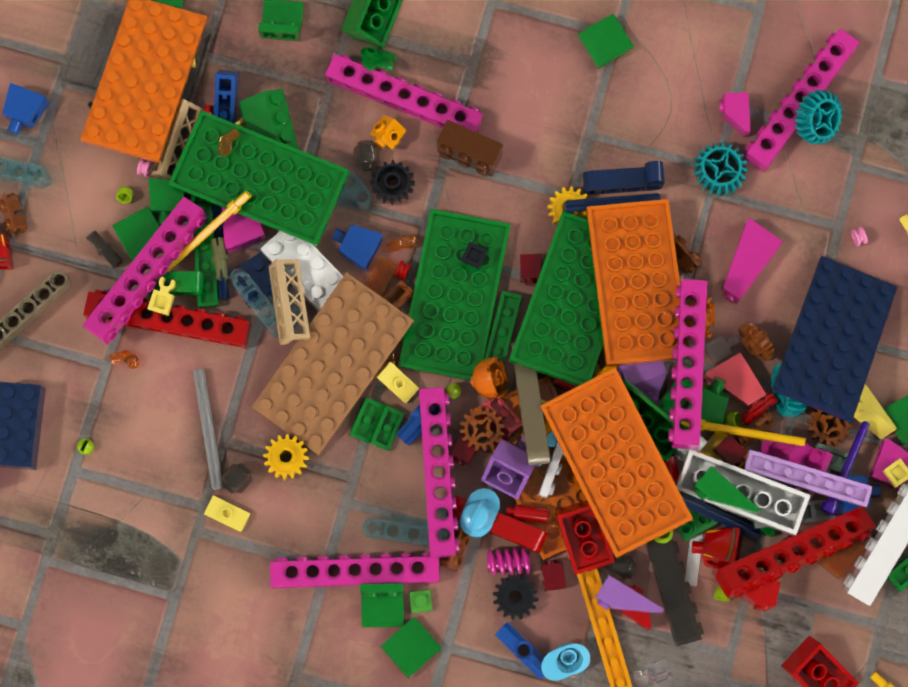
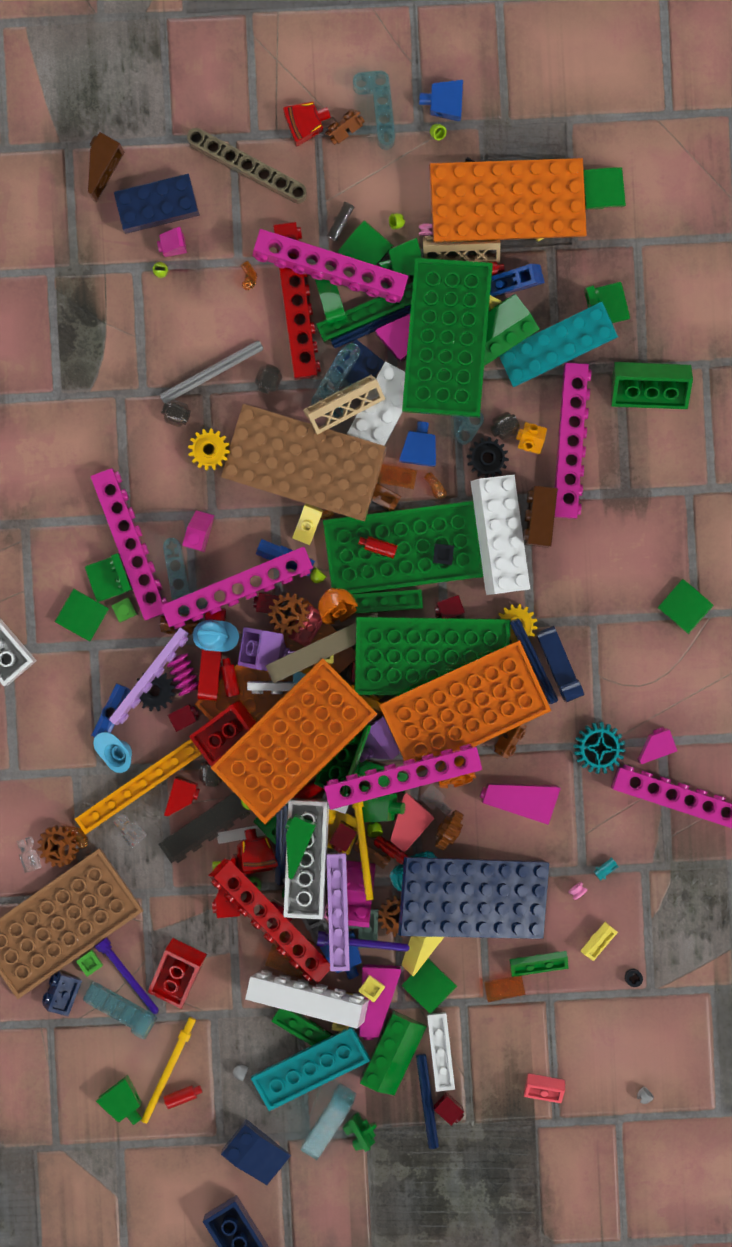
camera: 65 degrees right, 10 degrees up
(51, 125) = (438, 131): none -> lime hinge
(63, 422) = (172, 242): none -> dark pink slope
(162, 300) = (307, 290): light yellow plate -> none
(220, 259) = (364, 328): olive pin -> none
(225, 142) = (469, 296): clear orange arm -> none
(227, 513) = (143, 415): light yellow plate -> none
(232, 208) = (411, 324): yellow bar -> none
(235, 373) = (268, 378): none -> clear smoke head
(304, 75) = (558, 344): none -> teal plate
(367, 494) = (198, 531): none -> dark pink slope
(375, 58) = (598, 404): green plate -> none
(376, 424) = (265, 518): green slope -> none
(402, 270) = (410, 494): red bush -> none
(444, 317) = (378, 546): none -> red cylinder
(473, 194) = (500, 534): none -> white brick
(495, 586) = (153, 671): none -> lavender plate
(621, 597) = (181, 782): medium lavender slope -> none
(818, 117) = (674, 821): teal gear -> none
(845, 202) = (605, 869): none -> teal pin

